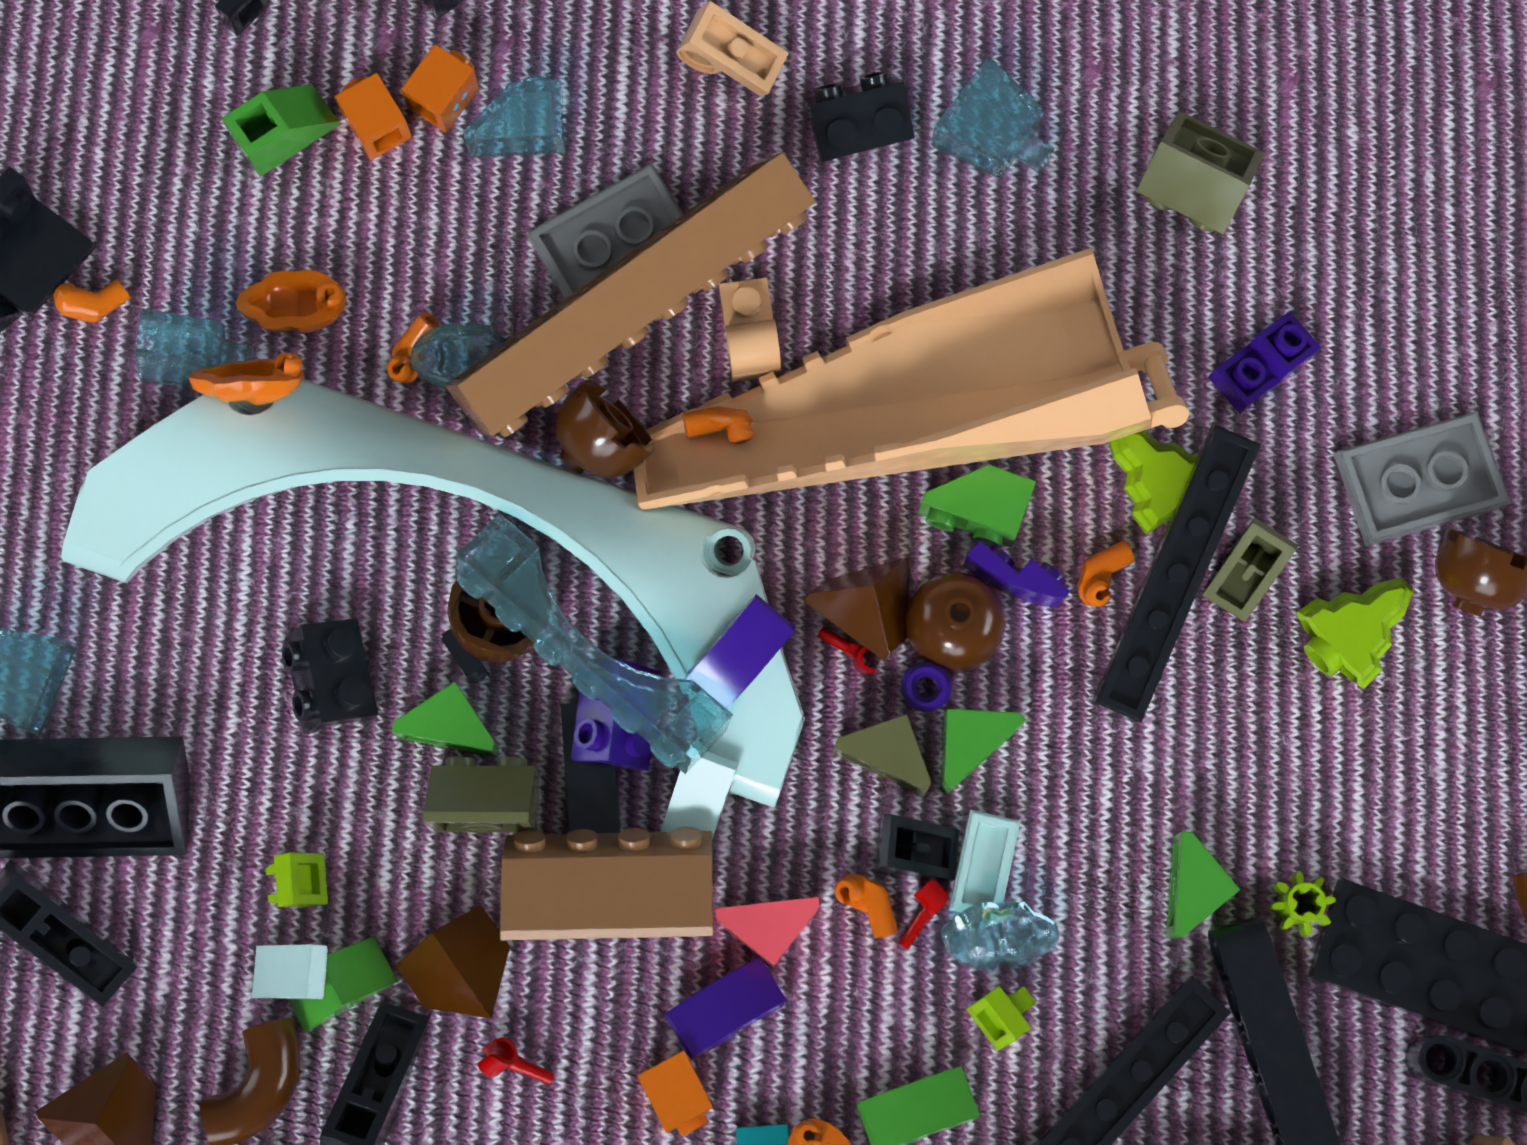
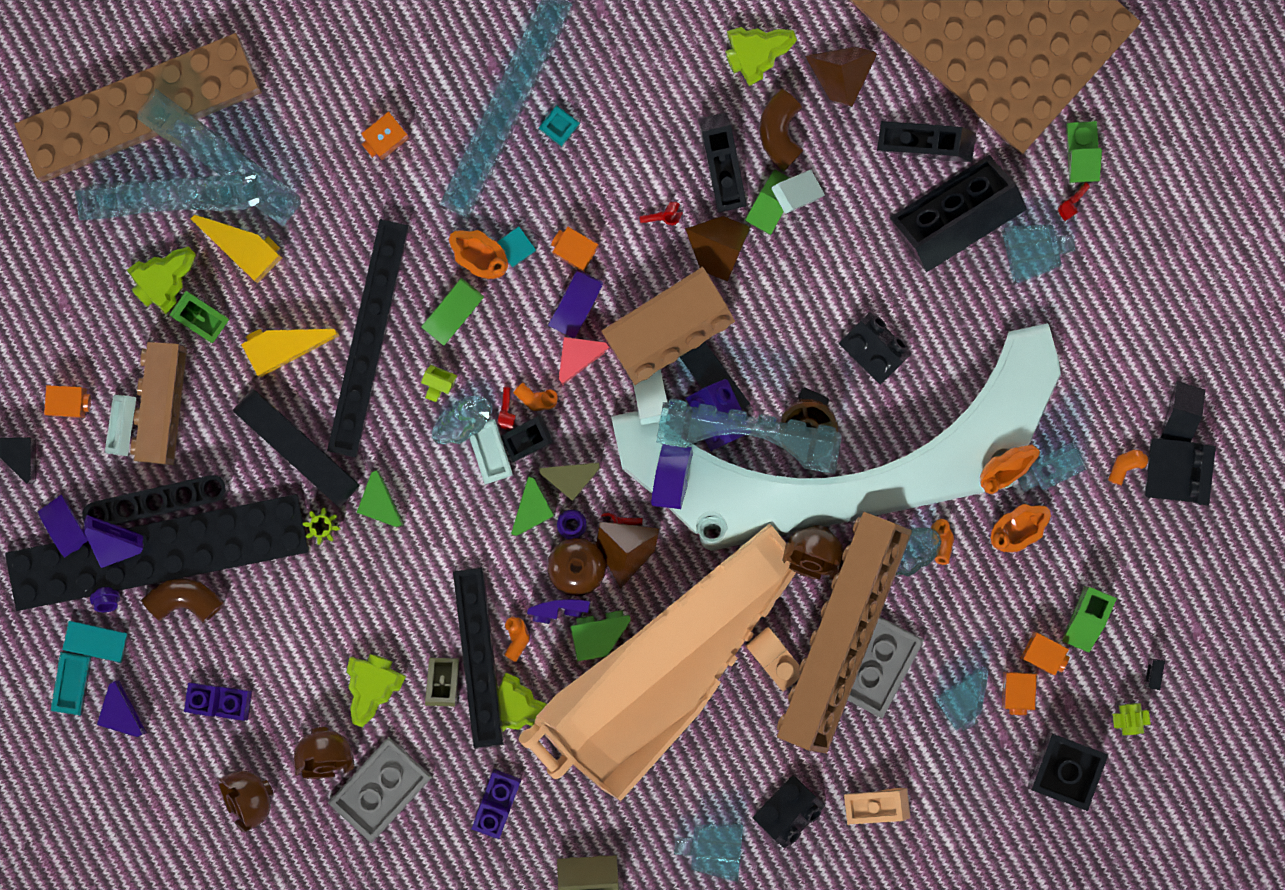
camera: 150 degrees right, 10 degrees up
(299, 880) = (823, 238): lime tile -> none
(446, 722) = (798, 360): bright green slope -> none
(482, 797) = (757, 333): olive slope -> none
(717, 419) = (760, 598): orange arm -> none

